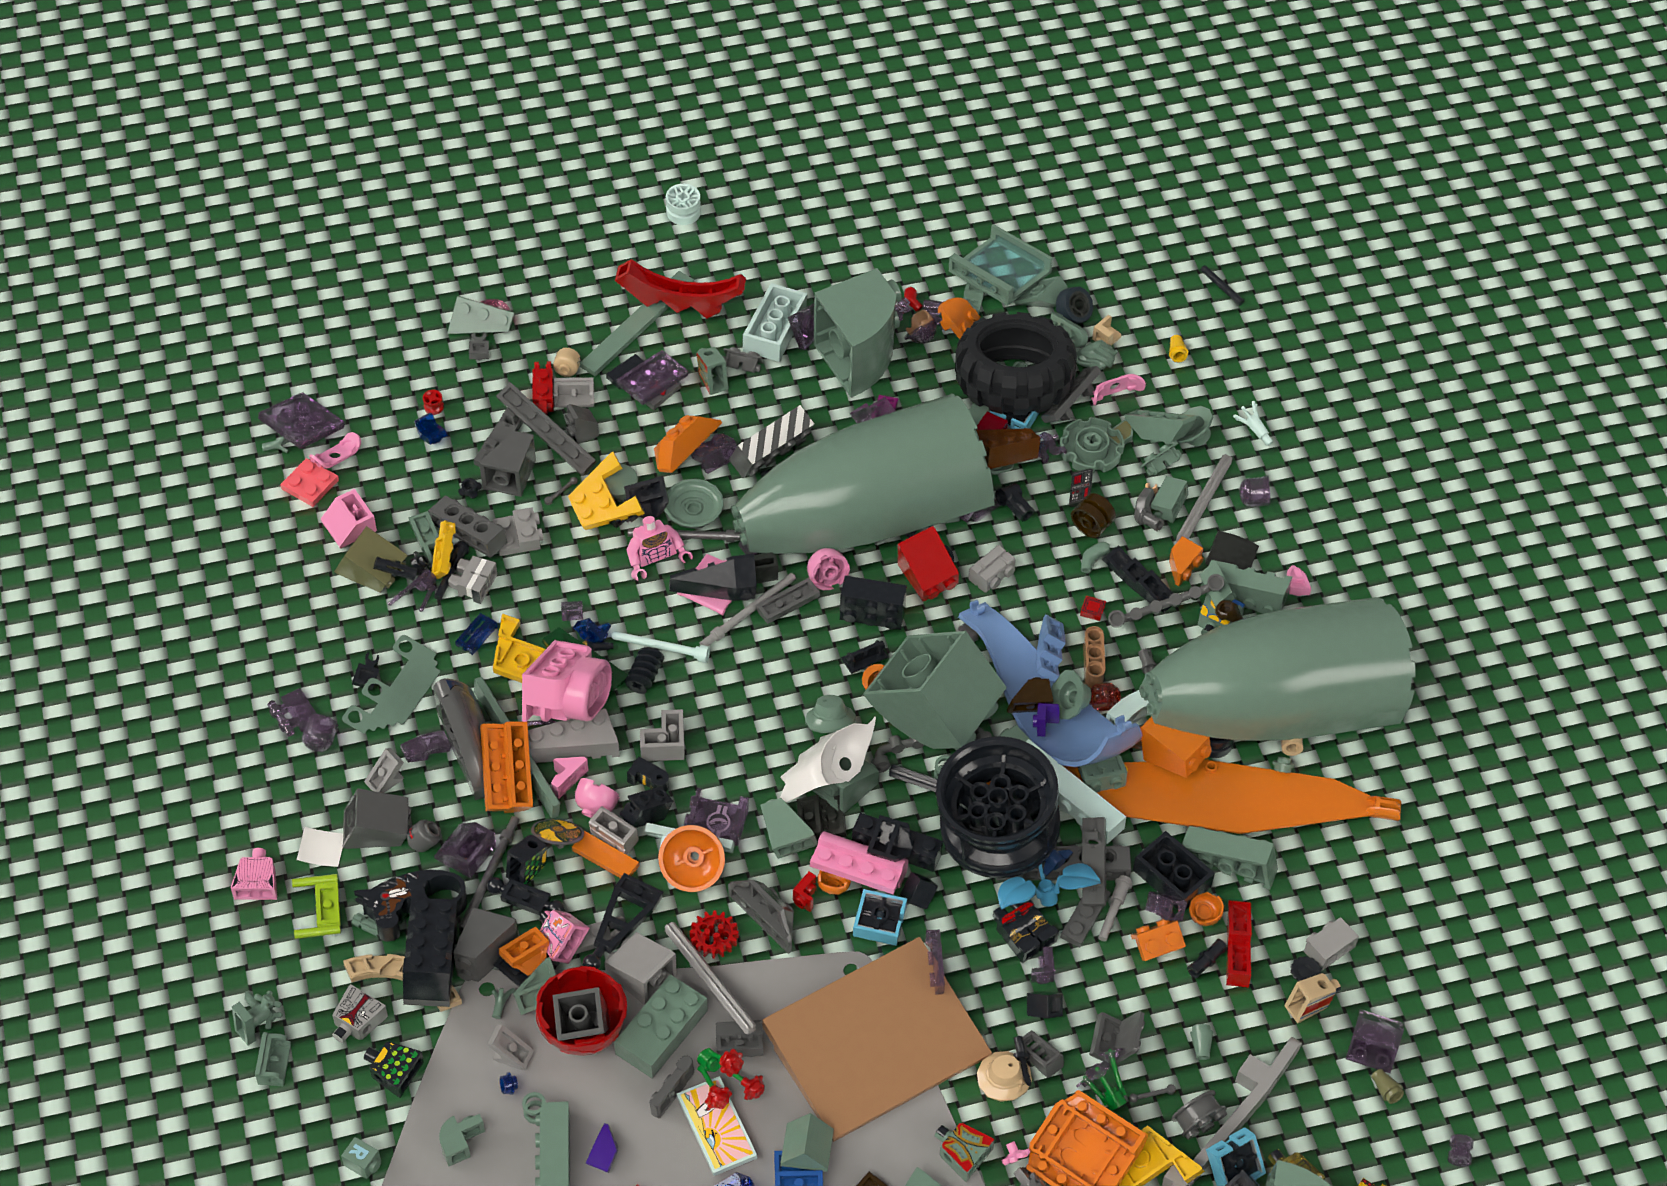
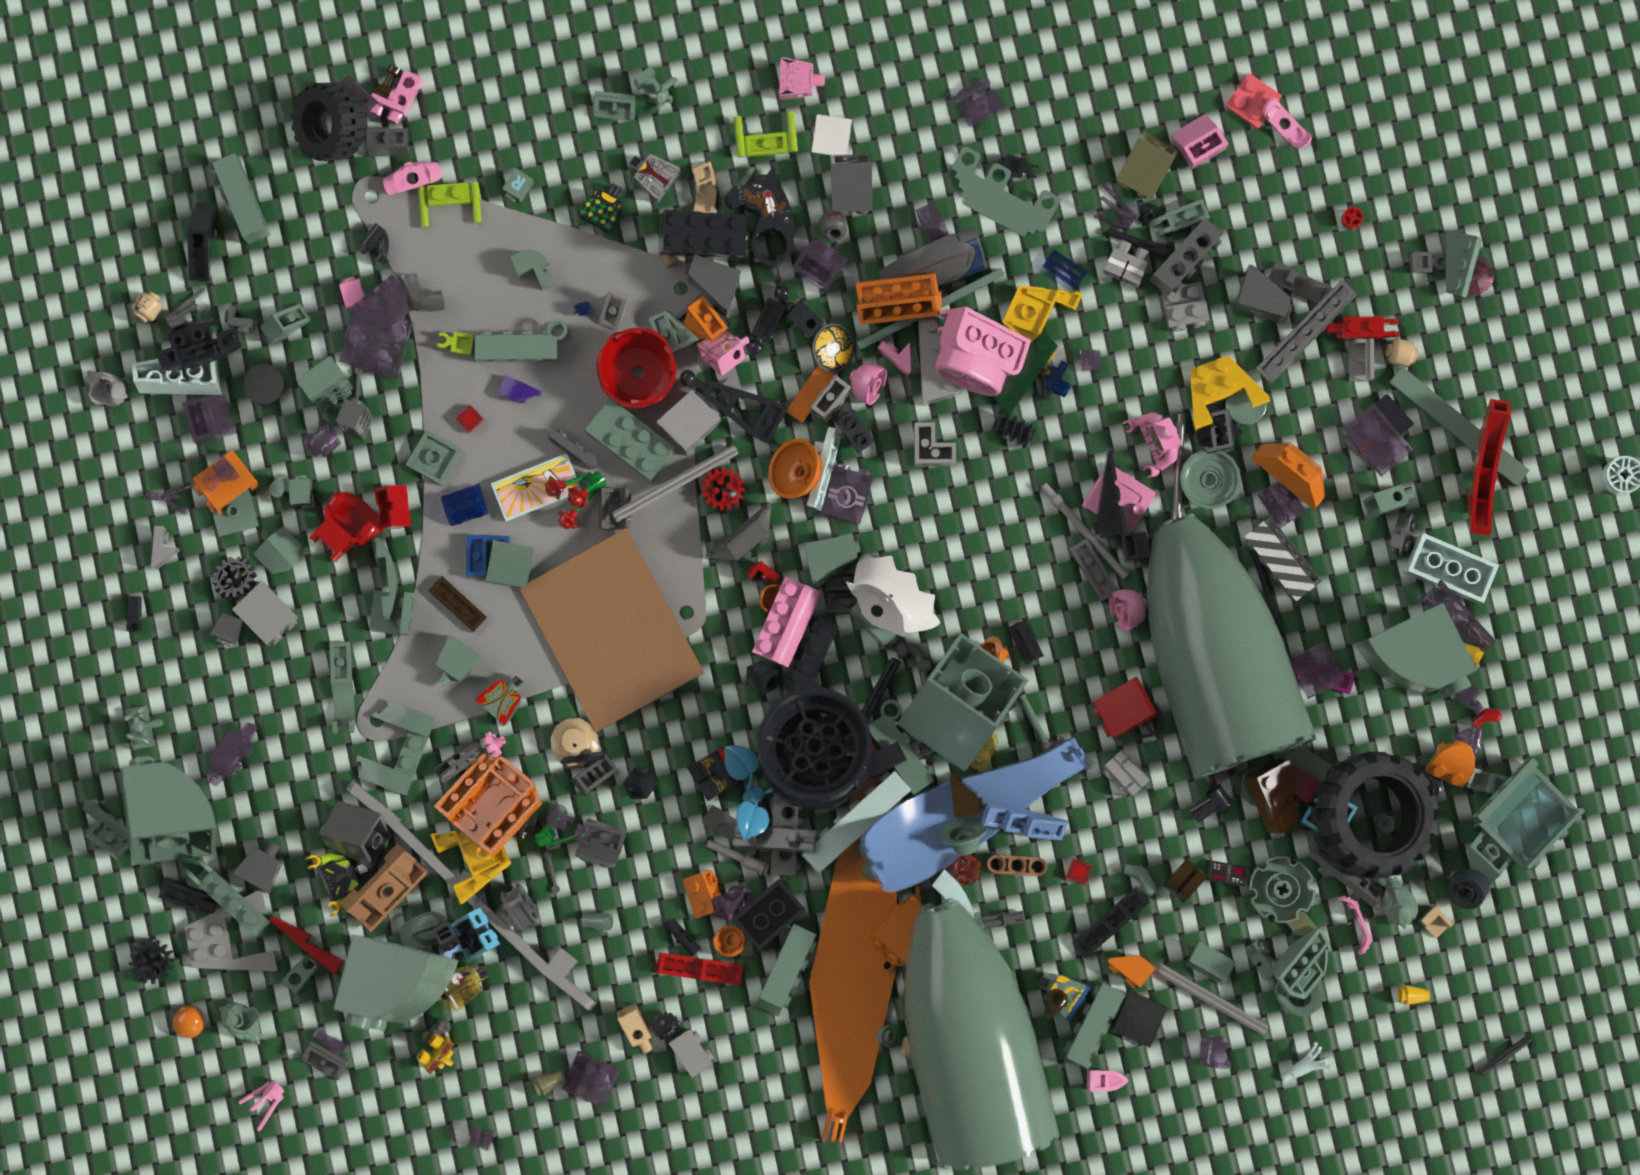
camera: 95 degrees right, 30 degrees up
(277, 444) = (1301, 66): sand green bar -> none
(301, 420) = (1325, 87): clear purple plate -> none
(319, 732) = (948, 126): clear purple helmet -> none
(381, 564) = (1130, 187): black pin -> none
(385, 772) = (903, 188): light grey slope -> none
(429, 429) = (1313, 216): clear blue bracket -> none
(443, 549) = (1157, 233): yellow hinge -> none
(470, 488) = (1238, 252): black plate -> none
(500, 999) = (664, 299): sand green bar -> none
(505, 838) = (833, 302): flat silver bar -> none
(549, 500) = (1227, 337): dark grey hinge -> none
(580, 1014) = (622, 367): dark grey slope -> none
(581, 424) = (1315, 367): dark grey slope -> none
(647, 774) = (891, 439): black leg -> none
(700, 653) = (1033, 483): light aqua piece -> none
(829, 715) = (948, 606): sand green hat -> none
(873, 602) = (1080, 651): black brick -> none
(879, 917) = (733, 639): piece -> none
(891, 840) = (800, 650): black slope -> none
(922, 327) = (1439, 722): piece -> none
(935, 958) = (676, 684): hinge -> none
(1046, 714) = (945, 808): dark purple bracket -> none
(1046, 969) = (680, 788): clear purple bracket -> none
(1049, 442) = (1284, 840): clear purple piece -> none
(1056, 860) = (778, 803): dark blue piece -> none
(1076, 333) = (1431, 876): sand green plate -> none
(1118, 618) = (1081, 988): dark grey bar -> none
(1143, 508) = (1197, 933): dark grey arm -> none
(1225, 593) = (1088, 994): sand green slope -> none

